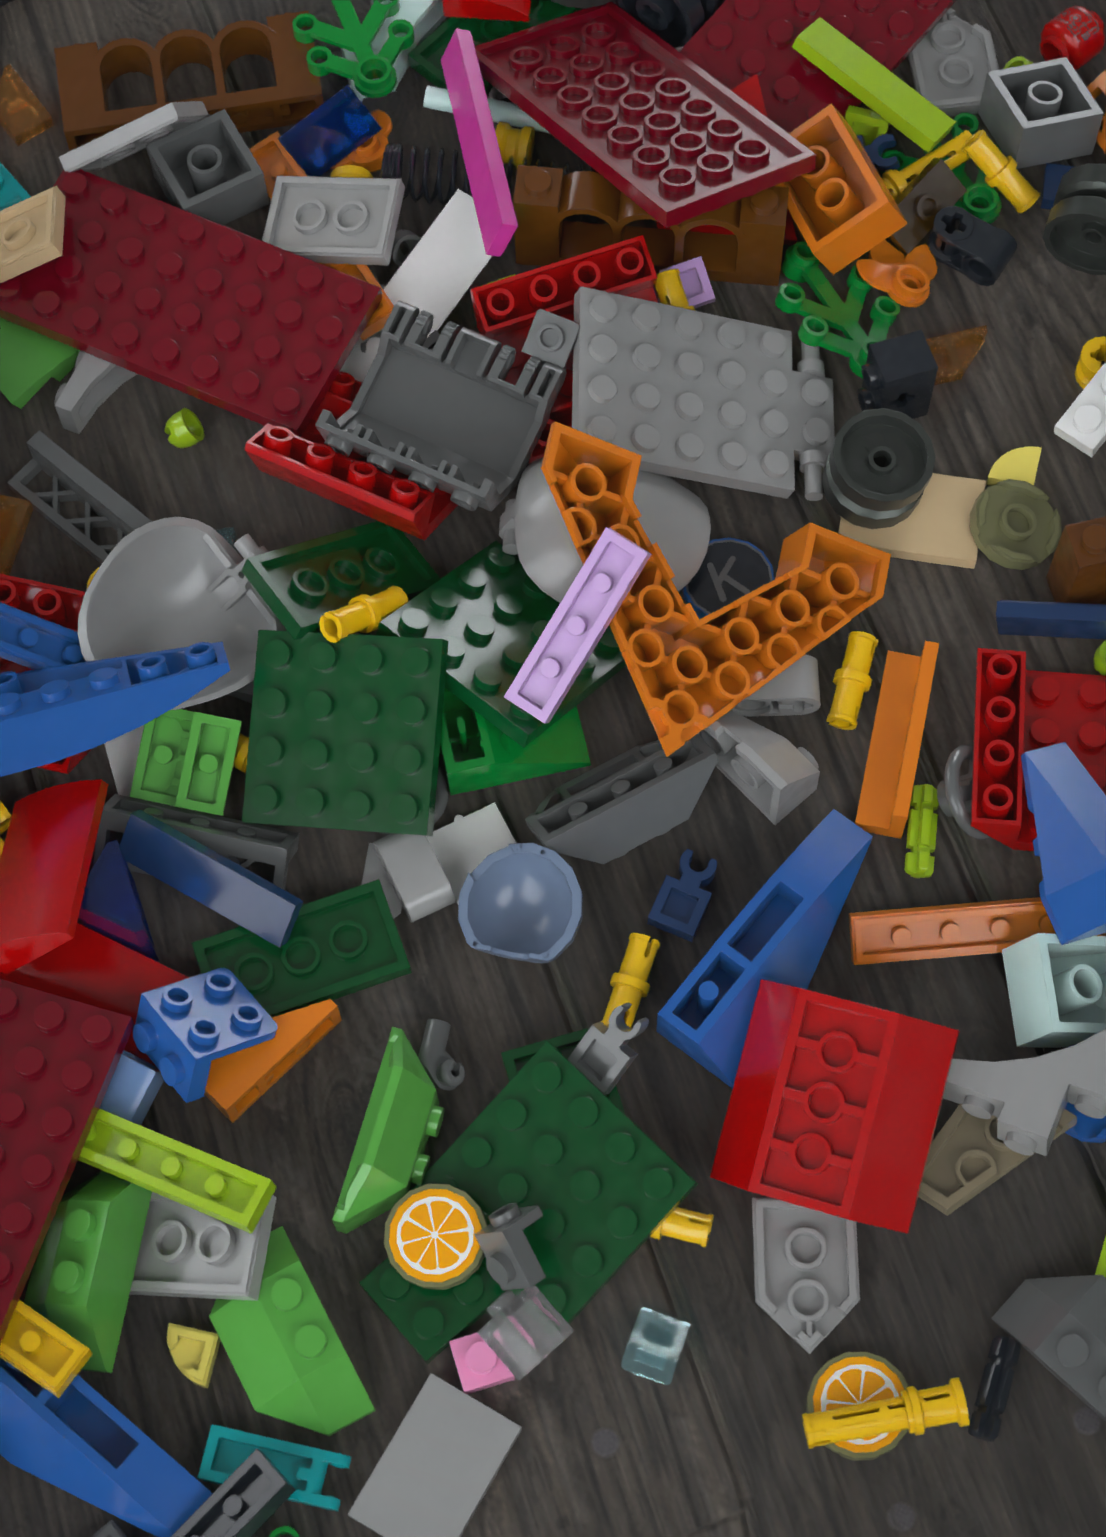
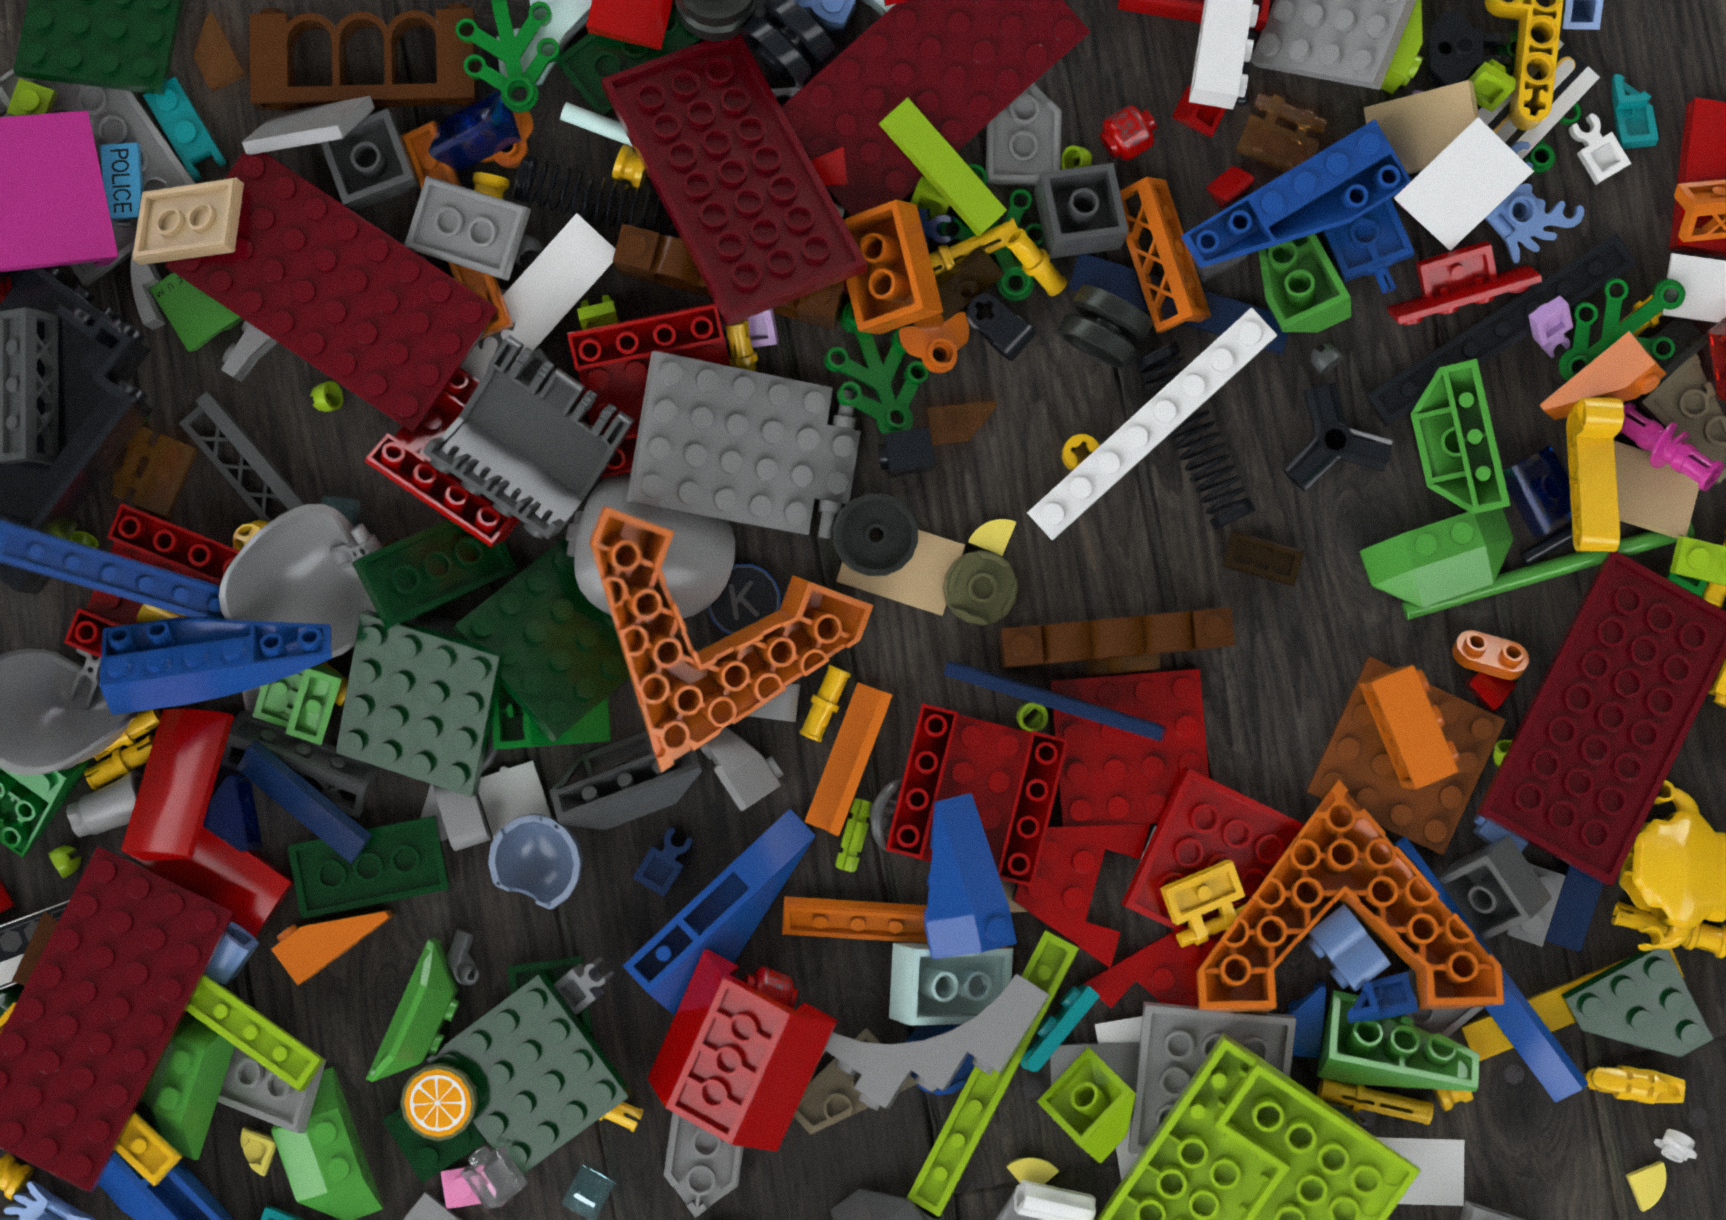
camera: 10 degrees right, 20 degrees up
(198, 1022) = (285, 922): blue bracket -> none
(361, 614) = (443, 614): yellow pin -> none
(479, 143) = (596, 182): dark pink tile -> none
(507, 1248) = (483, 1118): dark grey bracket -> none
(552, 339) = (626, 392): dark grey bracket -> none
(577, 625) = (601, 670): lavender plate -> none
(631, 980) = (612, 925): yellow pin -> none

